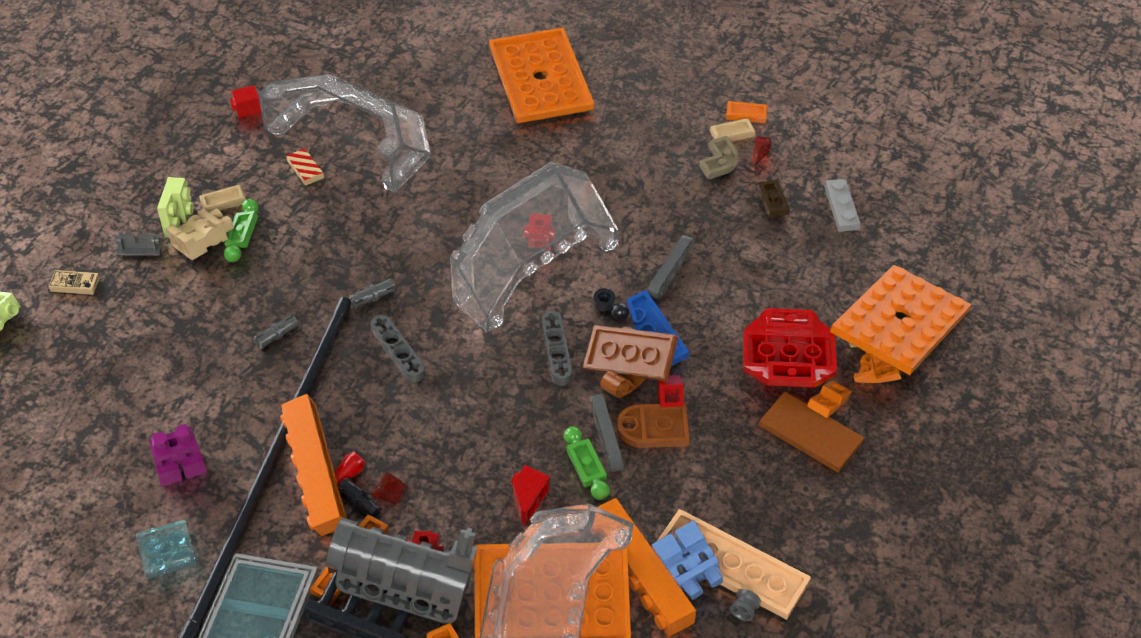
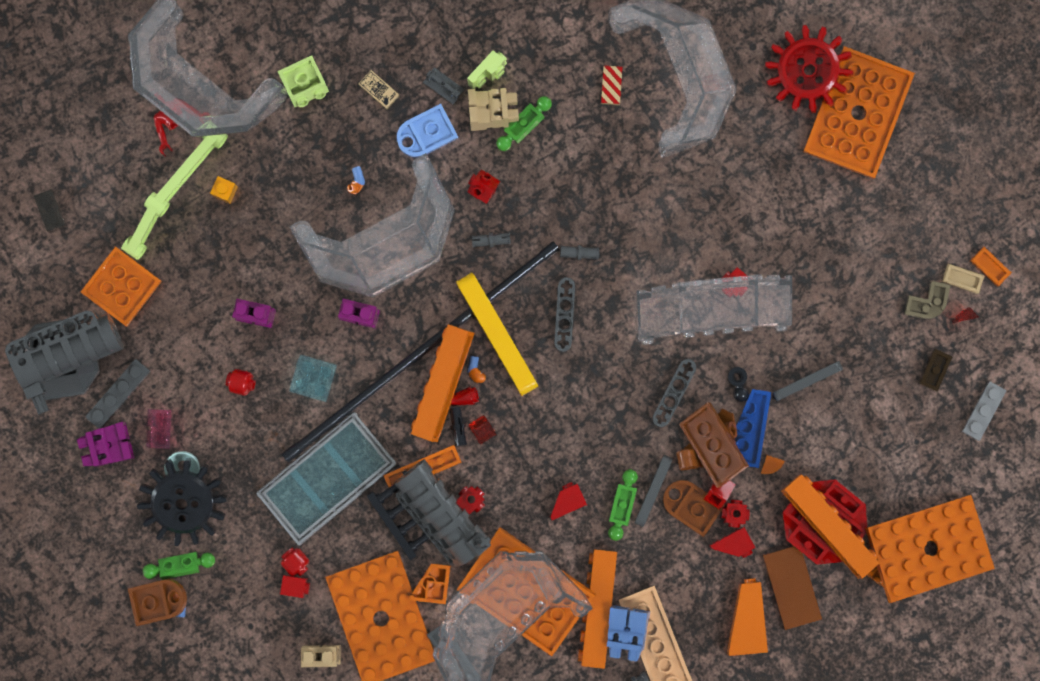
camera: 35 degrees right, 35 degrees up
(54, 518) = (254, 312): none -> magenta hips
(81, 599) = (240, 382): none -> red head
(101, 360) = (358, 182): none -> arm
(148, 288) = (428, 131): none -> light blue tile
(168, 386) = (389, 249): none -> clear windscreen
(223, 199) = (531, 77): tan tile -> none
(243, 289) = (483, 186): none -> red brick
(340, 393) = (497, 334): none -> yellow beam
(341, 444) = (474, 373): none -> arm
(464, 56) = (810, 51): none -> red gear
(698, 348) = (771, 465): none -> orange tile
(701, 401) = (727, 513): none -> red brick
(724, 427) = (736, 544): none -> red slope
(798, 343) = (830, 527): none -> orange brick
(799, 482) = (748, 622): none -> orange slope
(829, 399) = (824, 573): orange slope -> none

